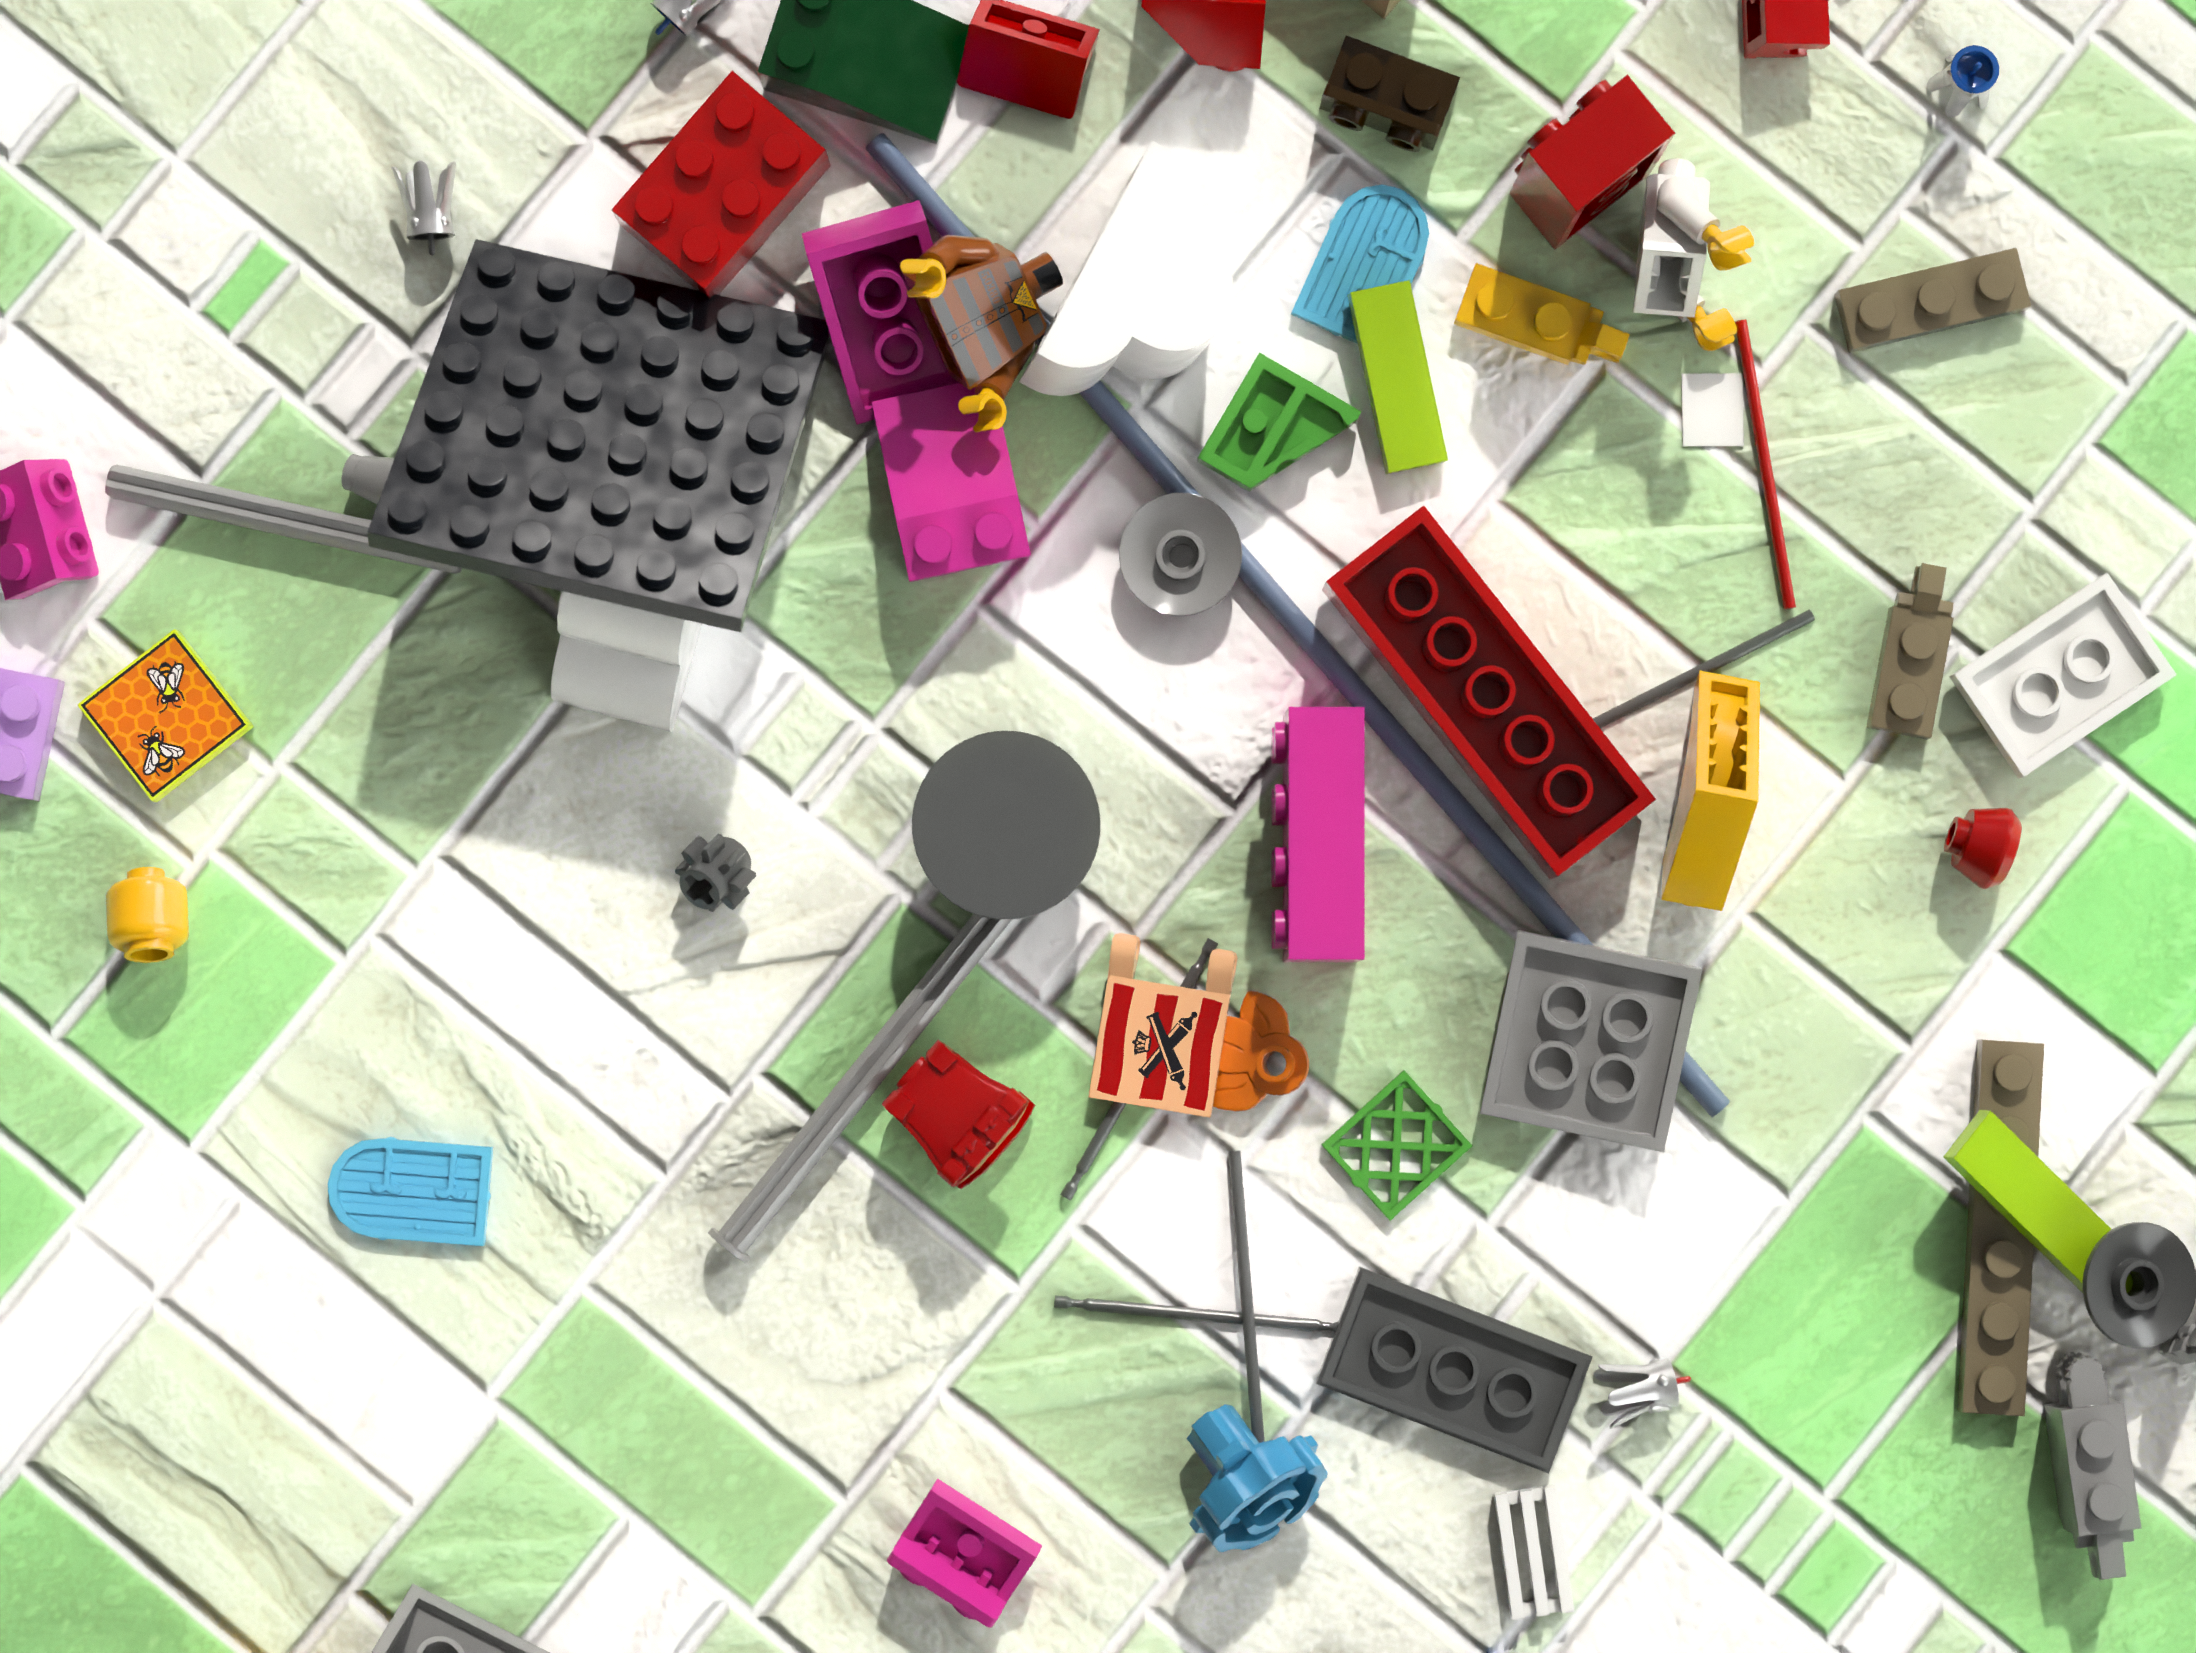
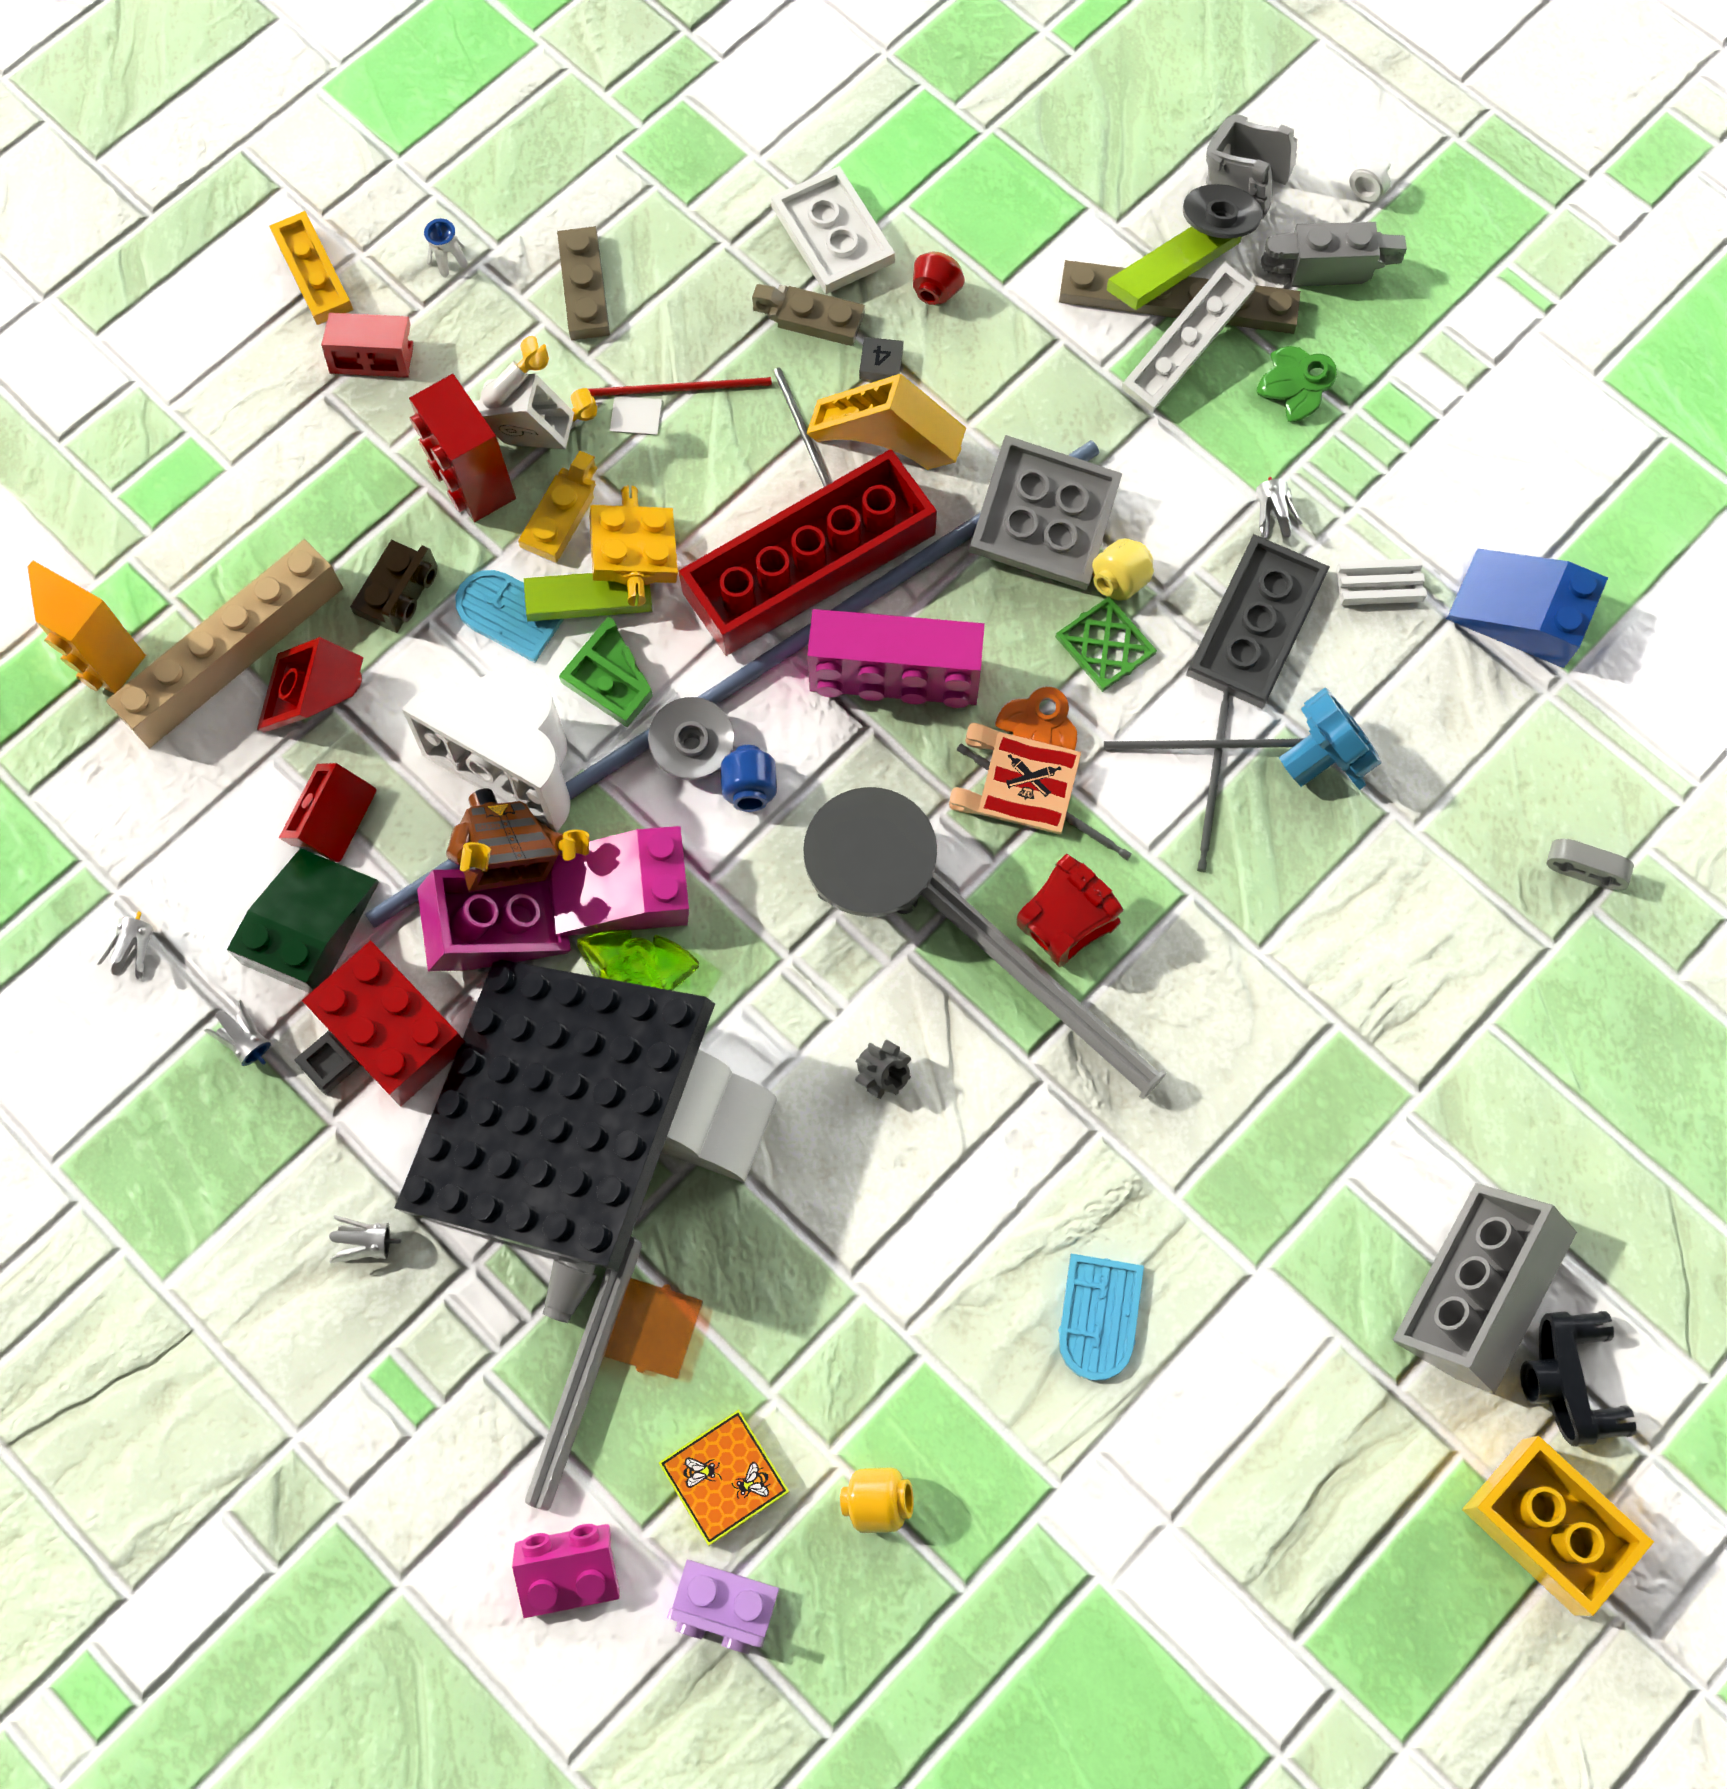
camera: 85 degrees left, 15 degrees down
(349, 602) = (653, 1328): none -> clear orange piece
(663, 111) = (327, 1062): none -> dark grey tile
(836, 517) = (637, 960): none -> clear neon green brick
(963, 1554) = (1377, 939): dark pink bracket -> none
(1126, 643) = (748, 778): none -> blue head
(1481, 433) = (633, 545): none -> yellow plate
(1509, 1162) = (1123, 568): none -> light yellow head
(1840, 772) = (880, 358): none -> dark grey tile
(1862, 1407) = (1293, 383): none -> bright green plate
(1914, 1243) = (1188, 337): none -> white plate

